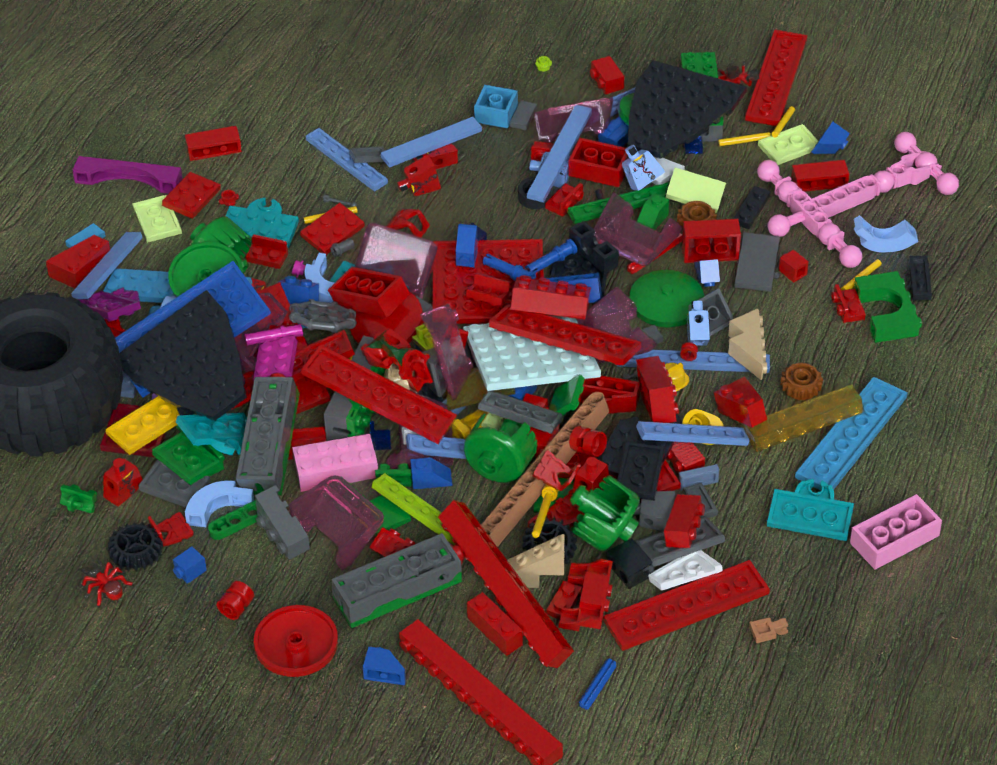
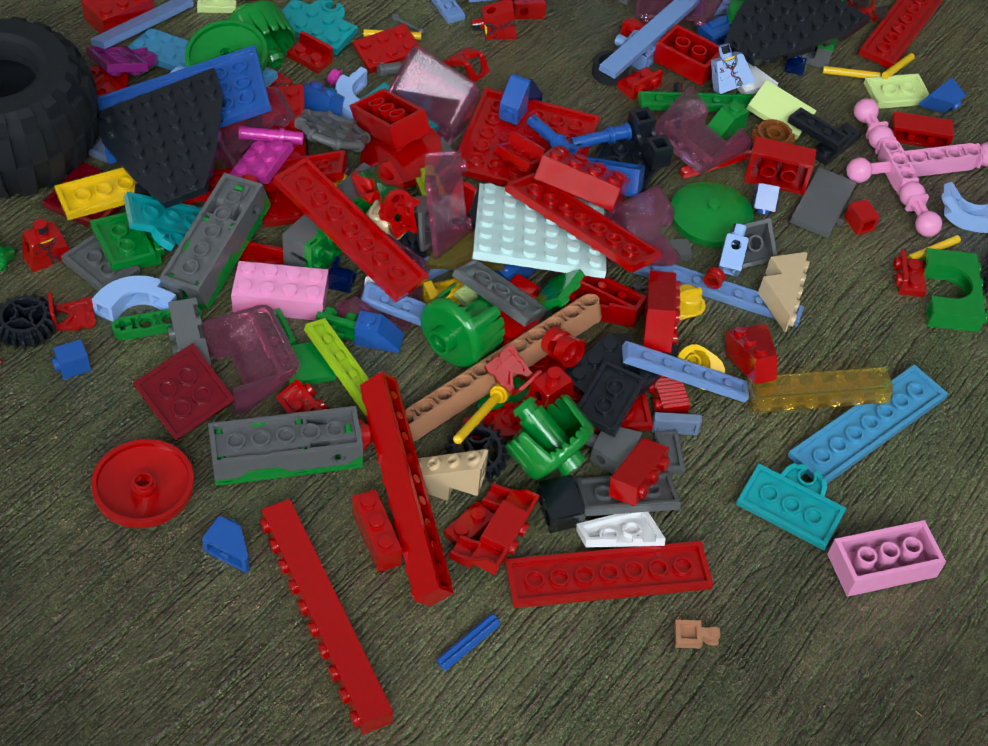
camera: 10 degrees right, 5 degrees up
(235, 600) = (97, 416): red wheel -> none
(296, 563) = (183, 392): none -> dark red plate
(733, 199) = (818, 129): none -> black plate
(801, 381) = (830, 346): dark orange gear -> none

